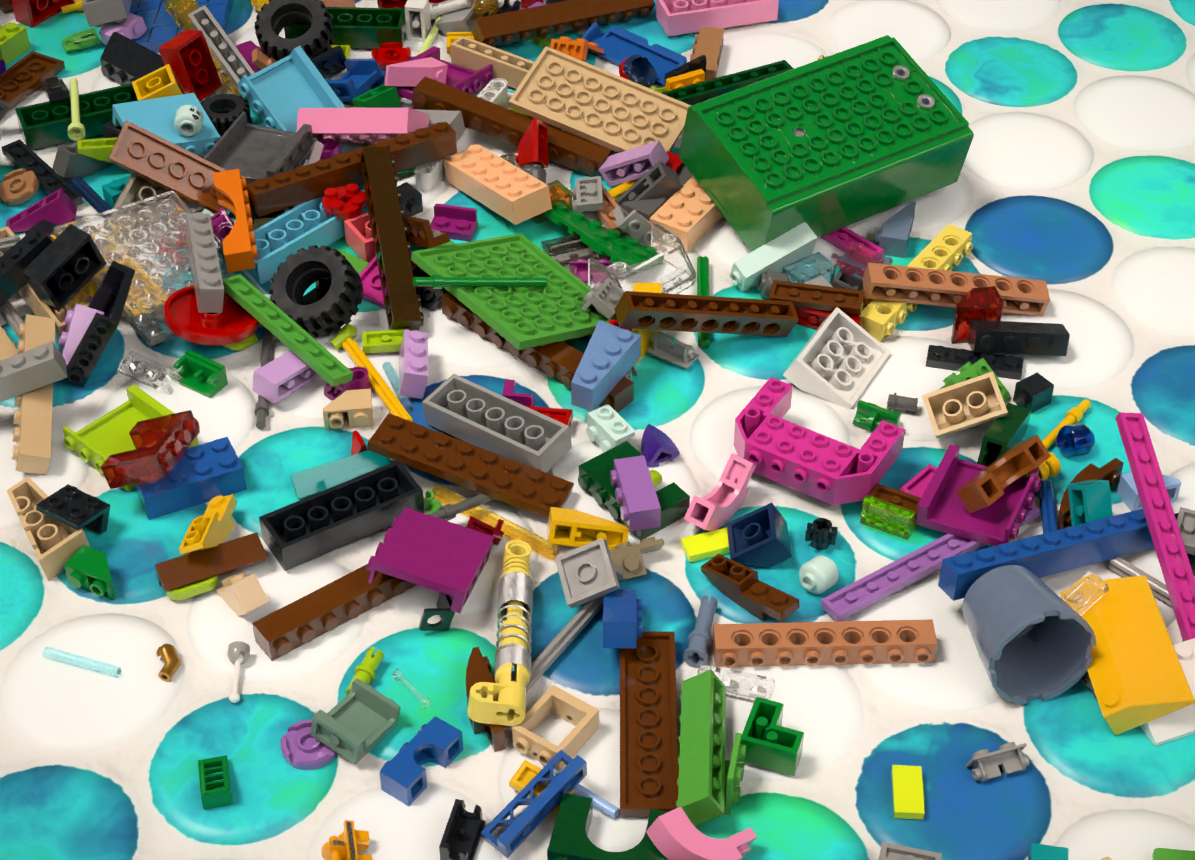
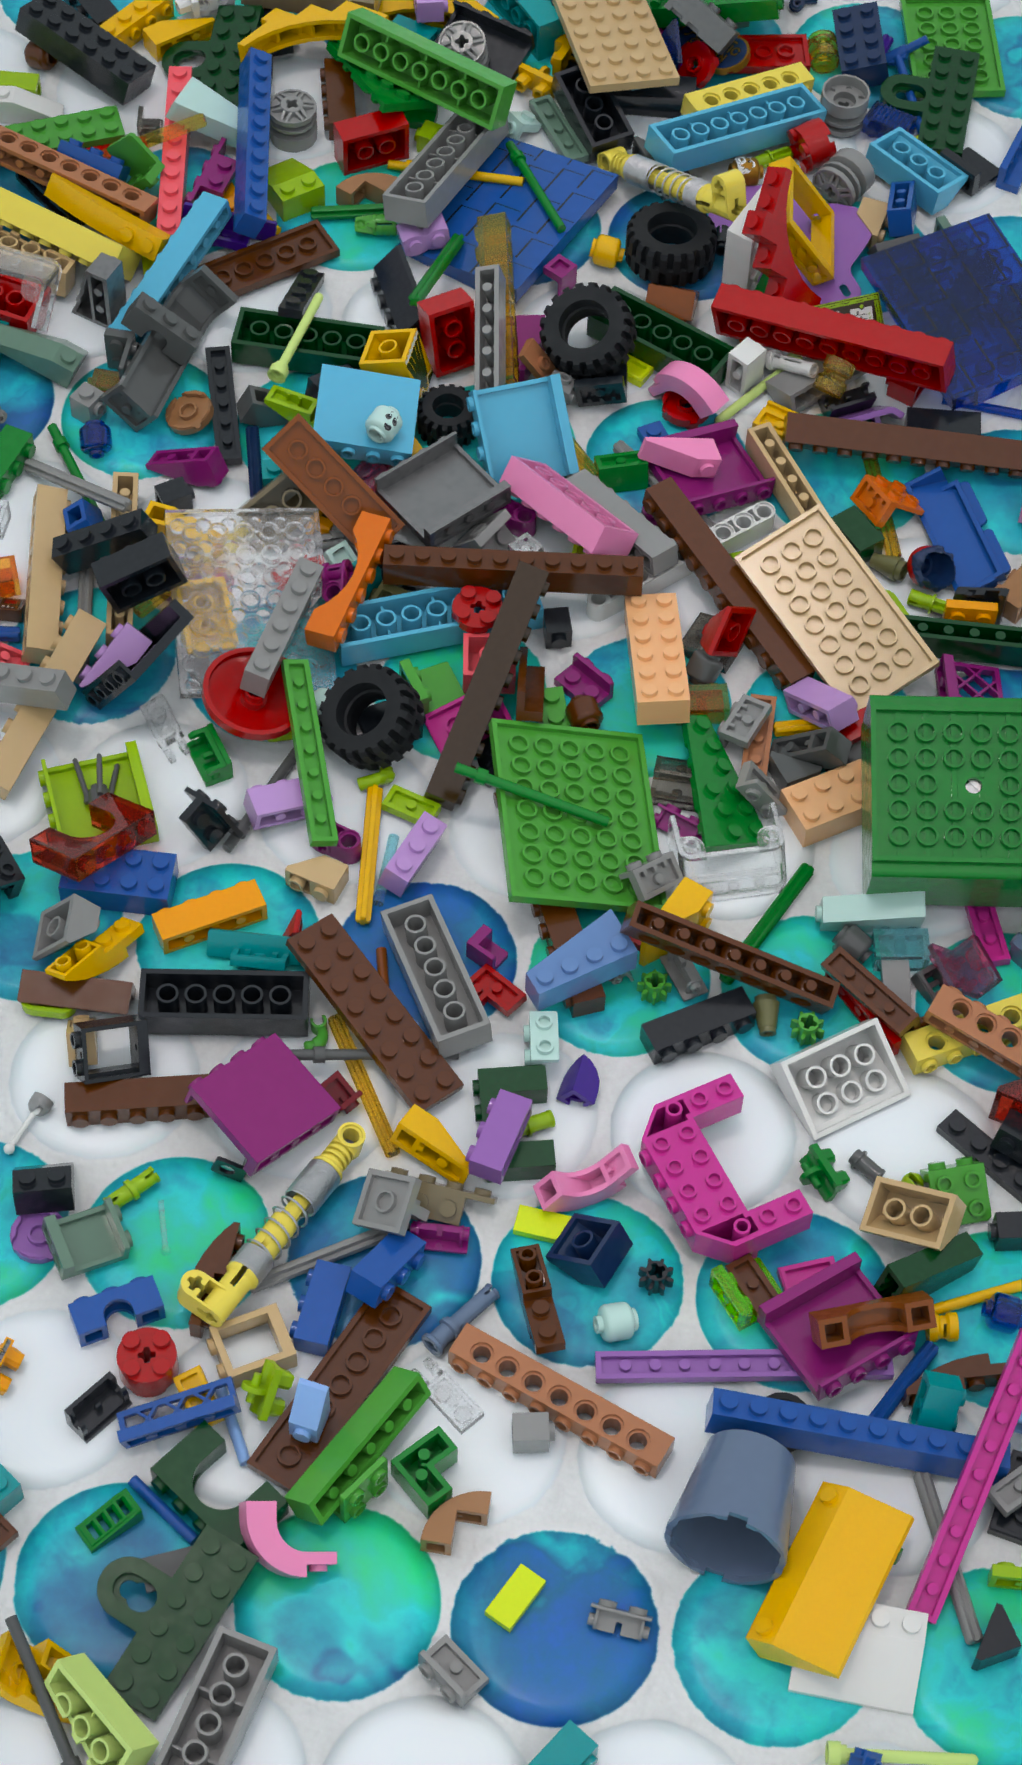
camera: 30 degrees right, 15 degrees up
(54, 41) = (345, 211): none -> green axle
(59, 22) = (362, 186): none -> medium nougat brick
(124, 428) = (99, 788): none -> dark grey plant
(152, 37) = (436, 269): none -> green axle
(169, 519) = (65, 925): none -> light grey slope
(237, 403) = (208, 819): none -> black bracket
(243, 18) = (561, 271): none -> magenta panel
(272, 477) = (220, 909): none -> light orange brick
(290, 704) = (43, 1188): none -> black slope
(301, 579) = (138, 1049): none -> black window
(359, 78) = (613, 429): blue panel -> none
(392, 34) = (692, 384): none -> bright pink arch
(468, 232) = (584, 712): none -> reddish brown head
(479, 779) = (147, 1346): none -> red brick
(588, 673) = (320, 1308): none -> blue brick
(595, 747) = (264, 1388): none -> lime hips
(647, 584) = (442, 1237): none -> magenta hinge
(647, 736) = (309, 1411): none -> light blue slope
(660, 367) = (654, 987): none -> bright green gear
(711, 375) = (698, 1025): none -> black brick
(751, 348) = (767, 1013): none -> olive cone
(788, 344) = (807, 1028): none -> bright green gear
(815, 774) = (441, 1526): none -> medium nougat brick
(823, 672) = (532, 1432): none -> light grey brick
(1085, 592) = (823, 1502): clear slope -> none

